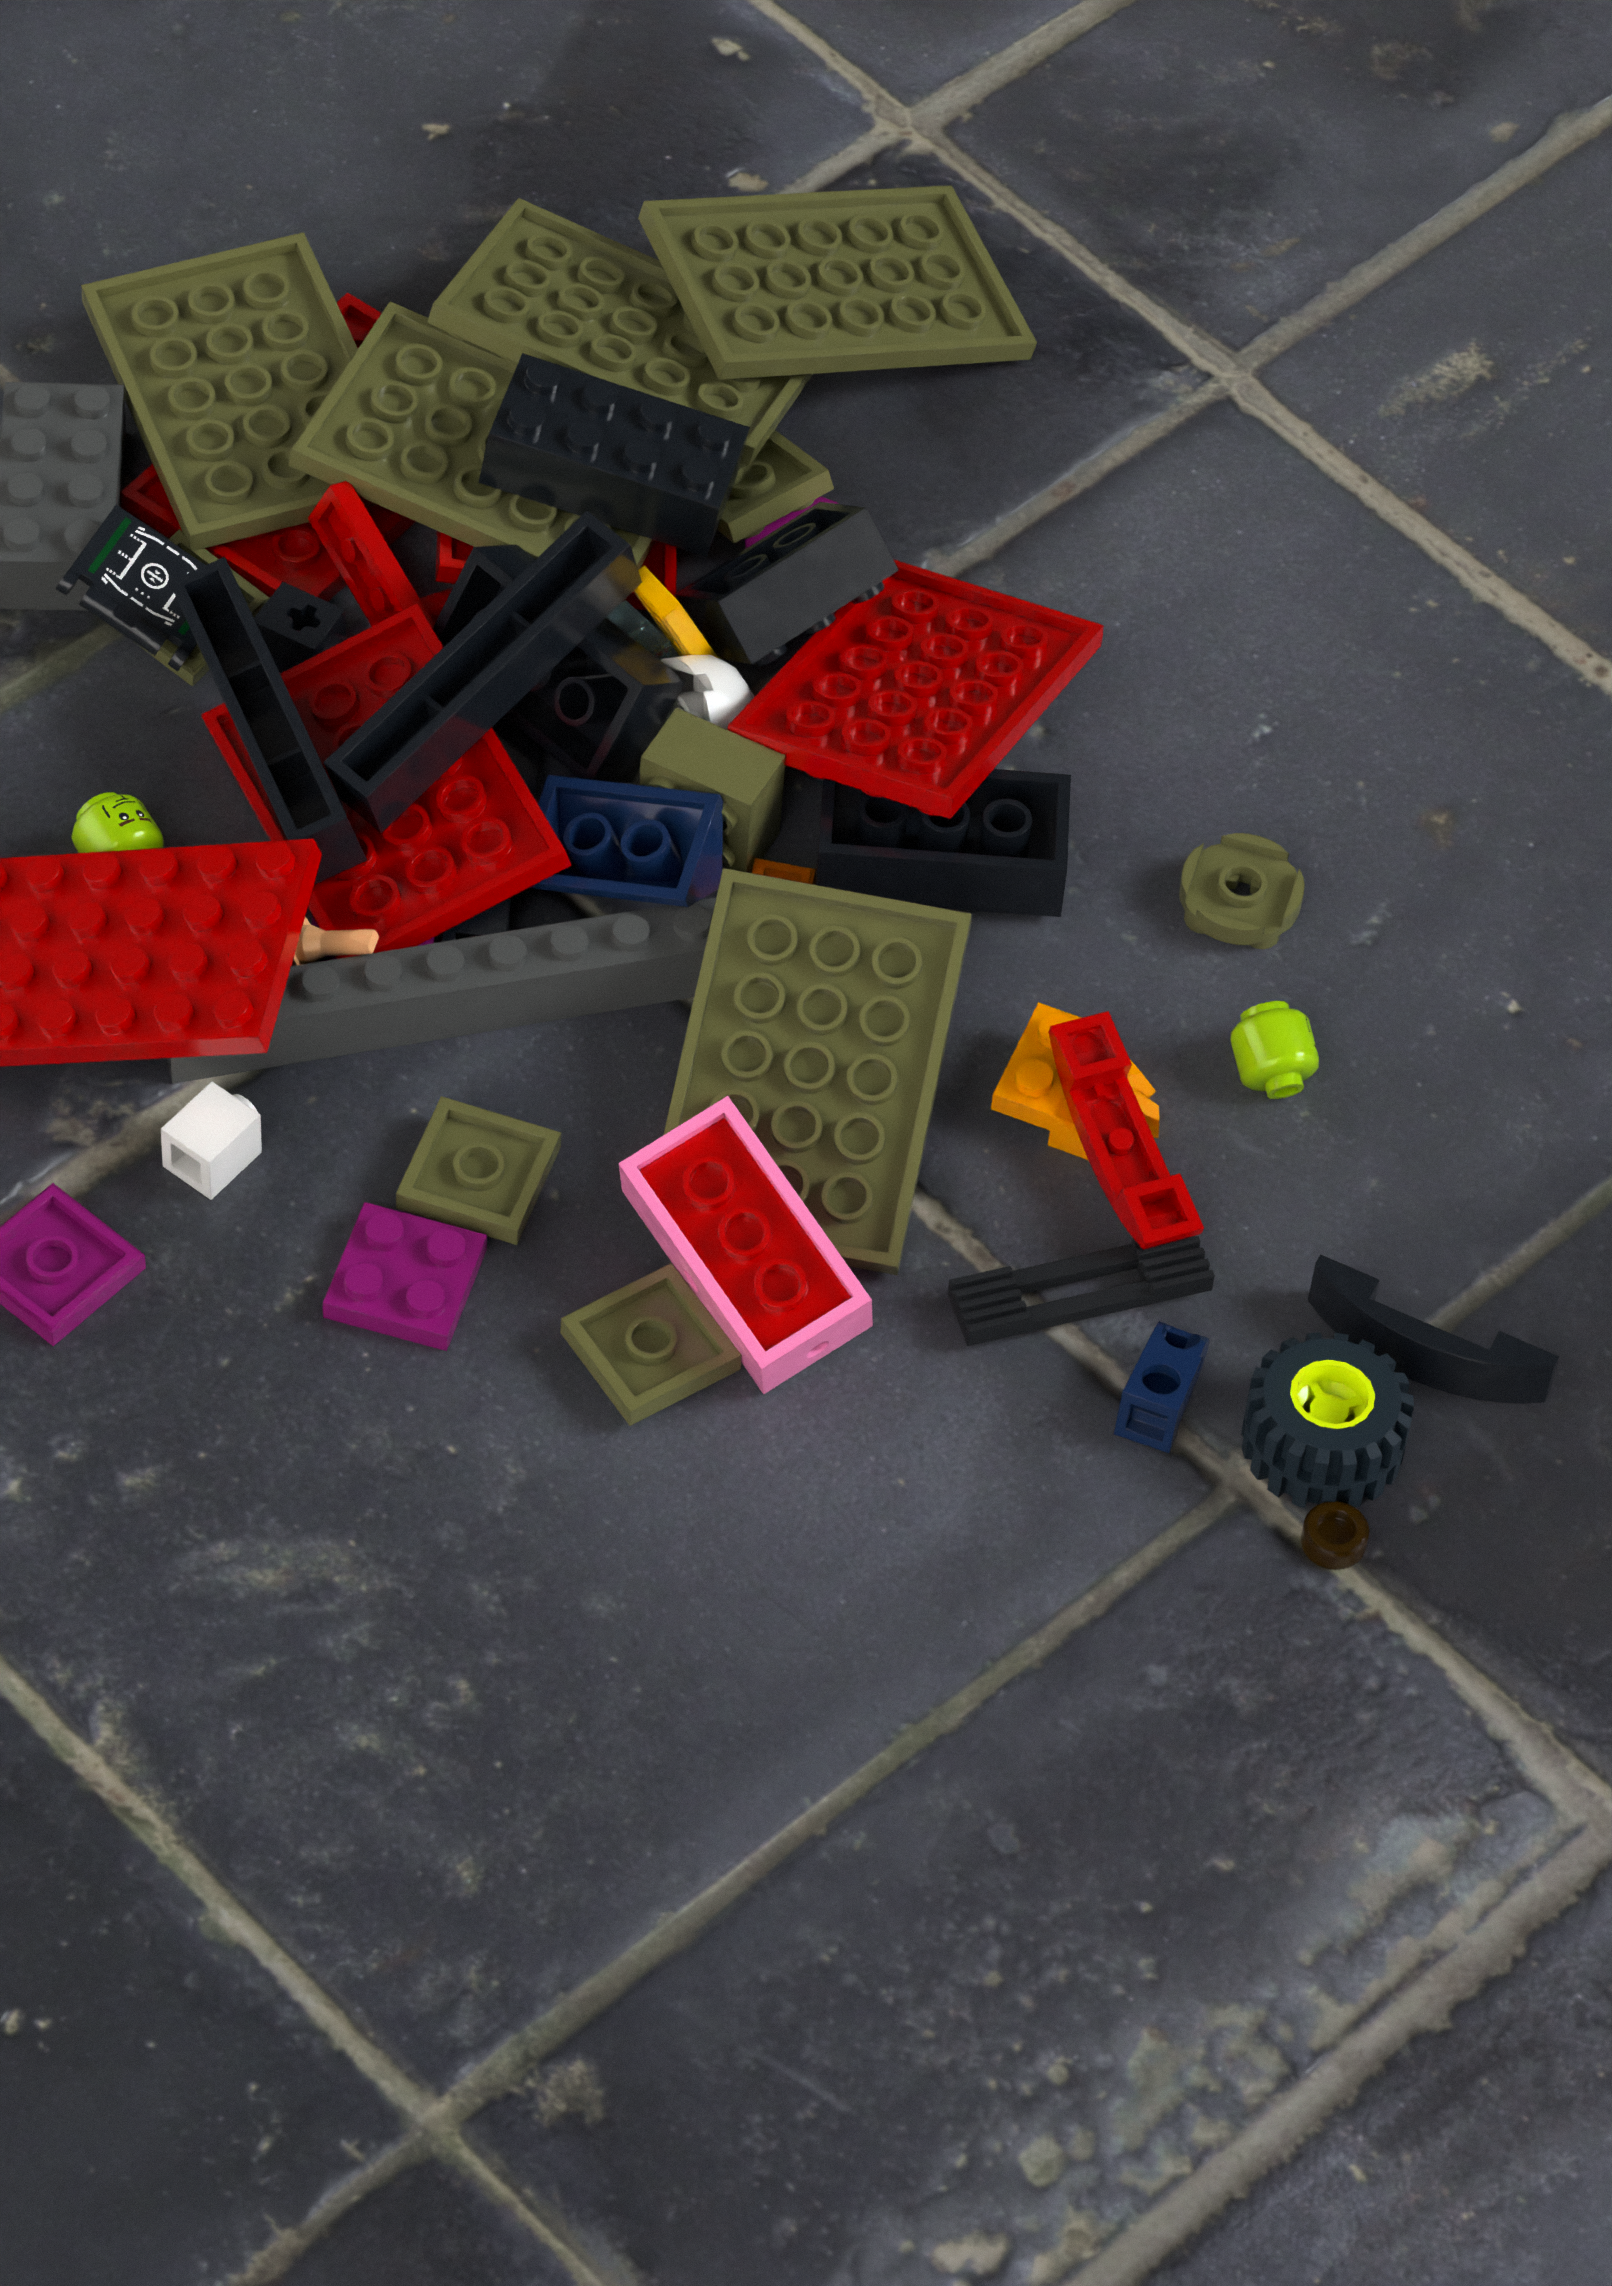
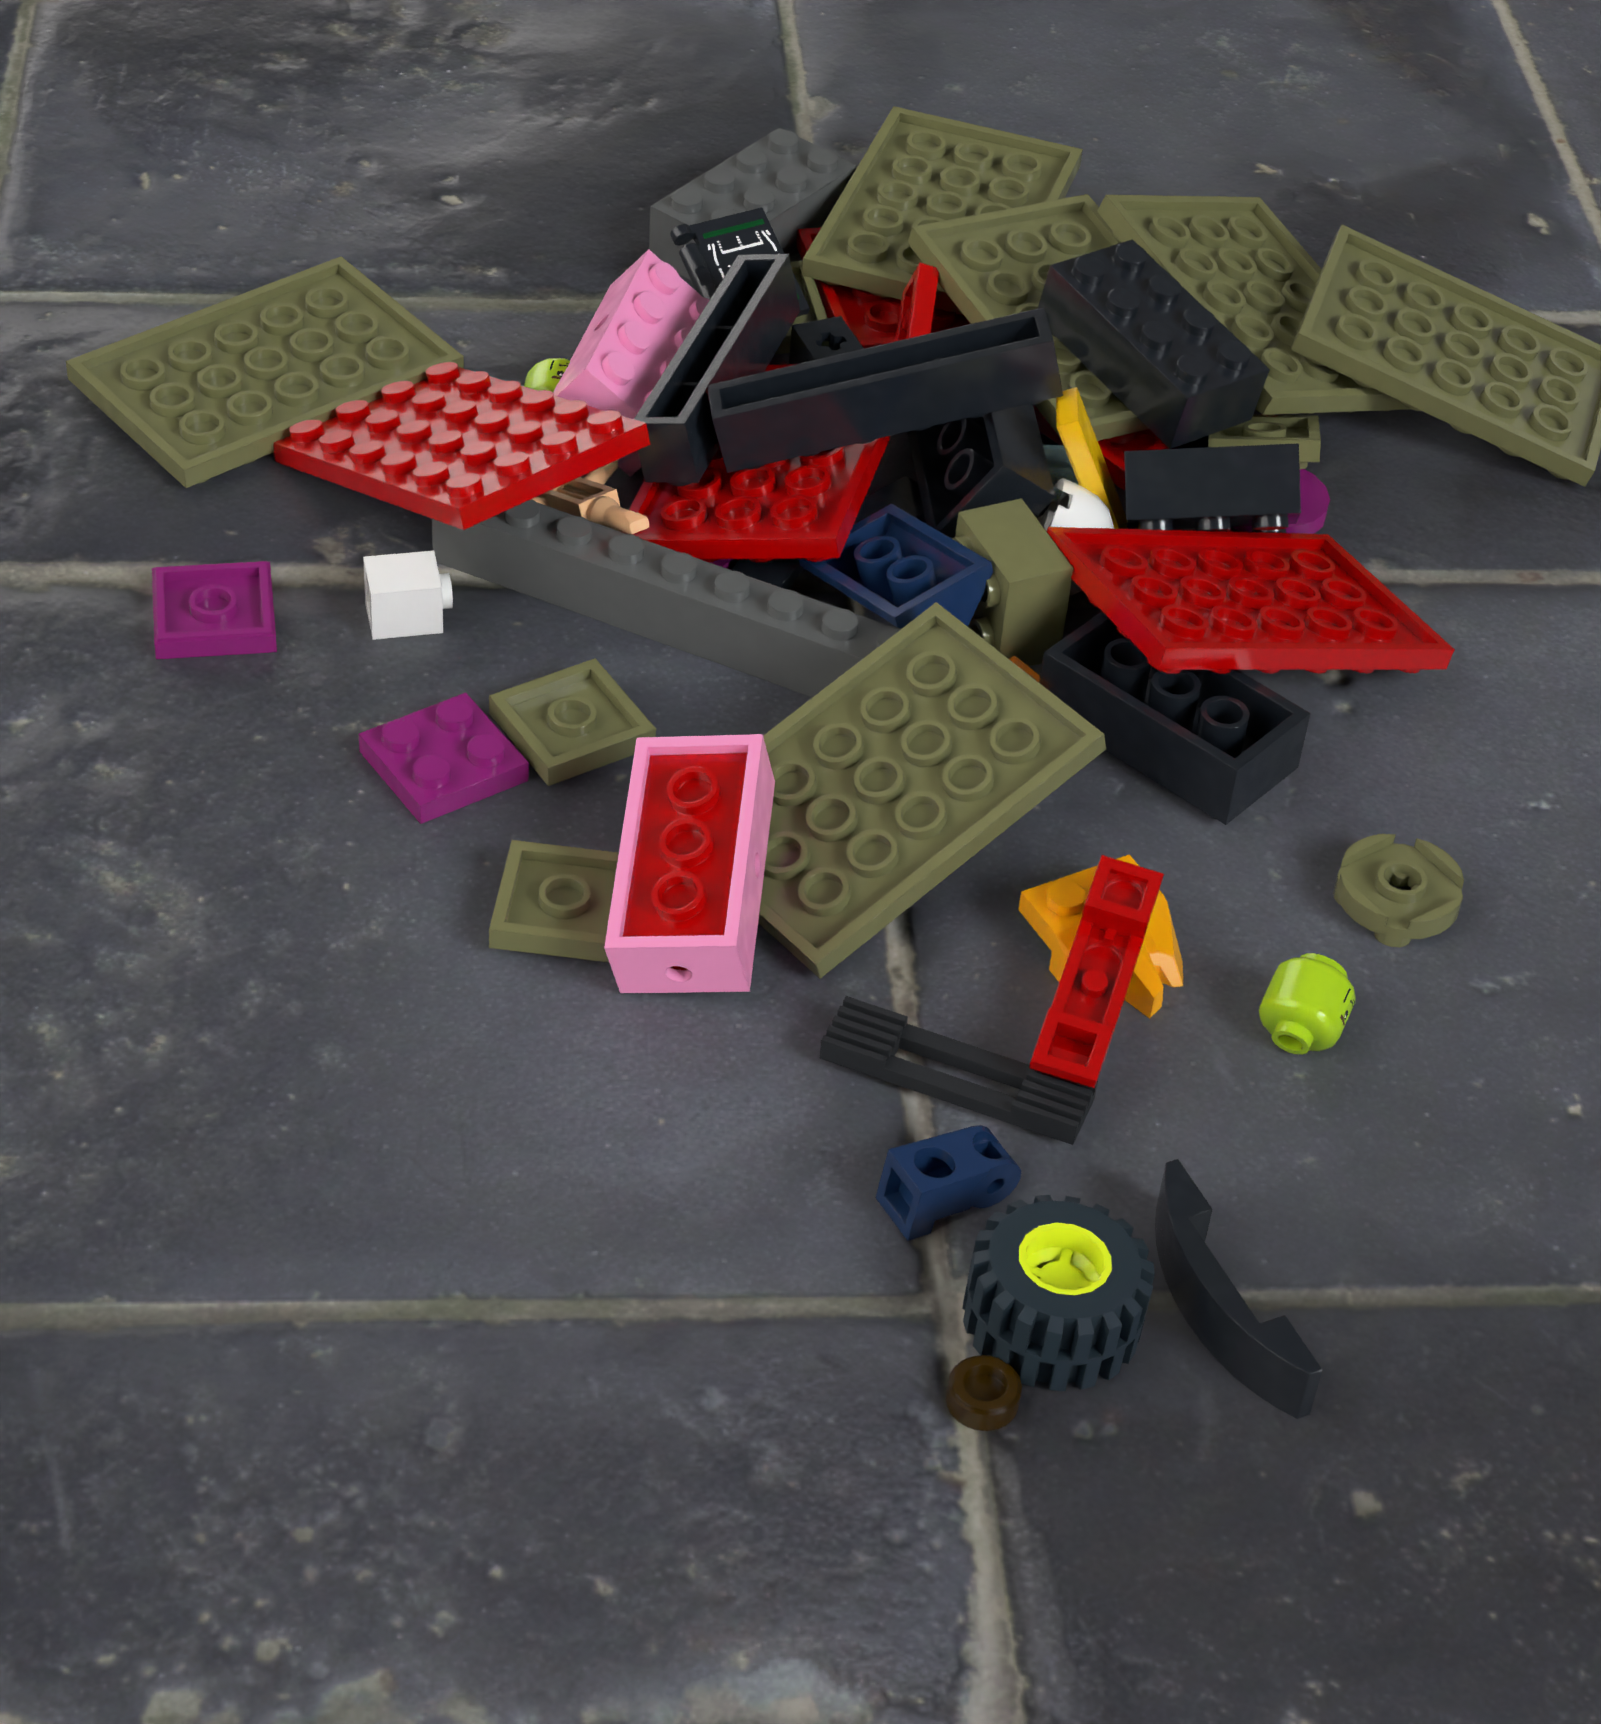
camera: 40 degrees right, 10 degrees down
(164, 745) = (632, 341): none -> bright pink brick

